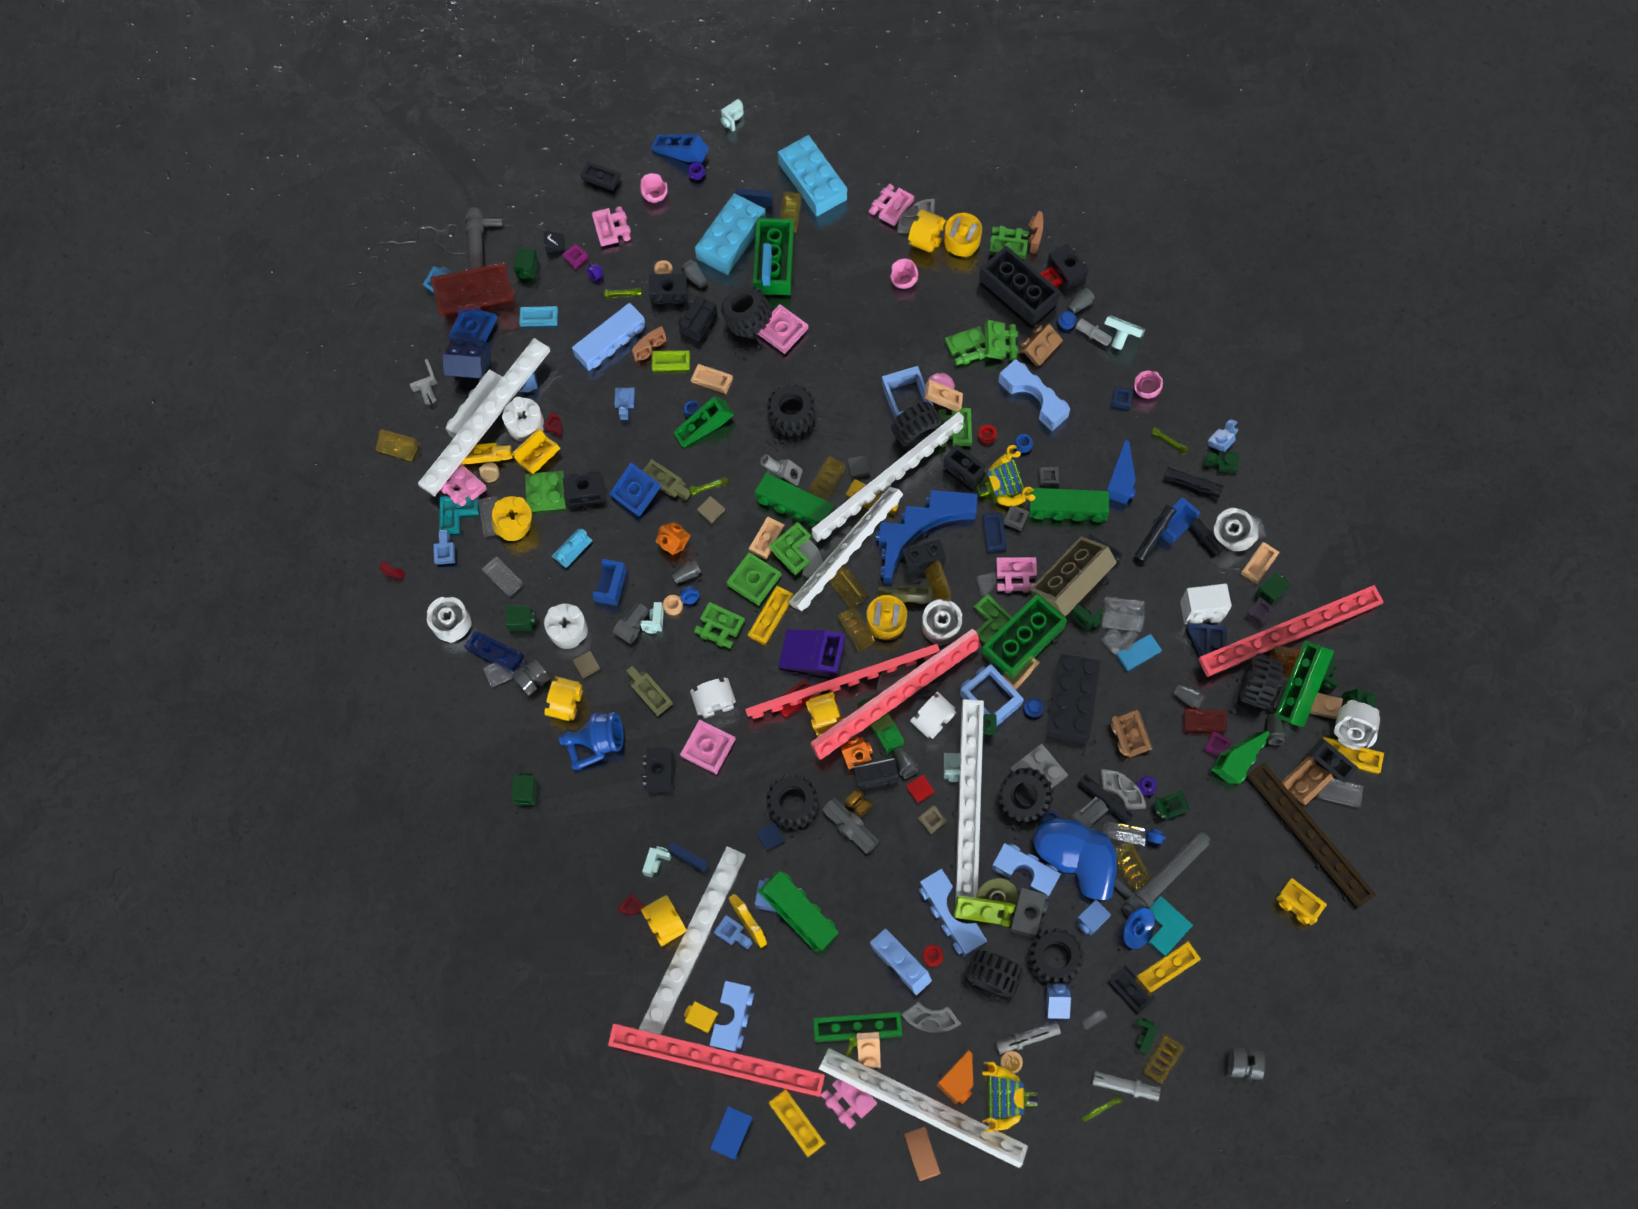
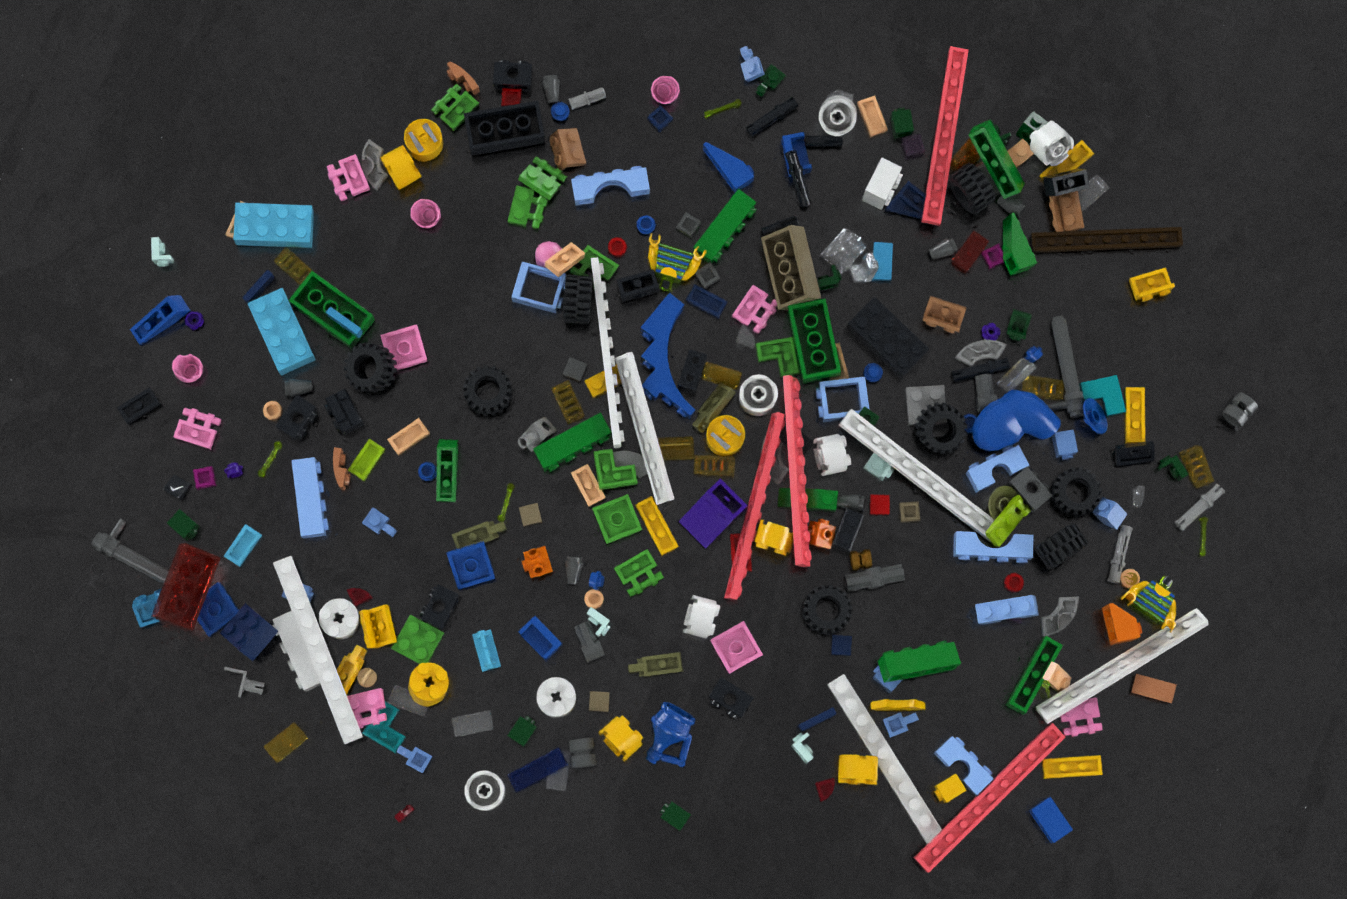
camera: 65 degrees left, 10 degrees up
(1123, 329) = (603, 73): light aqua tile -> none

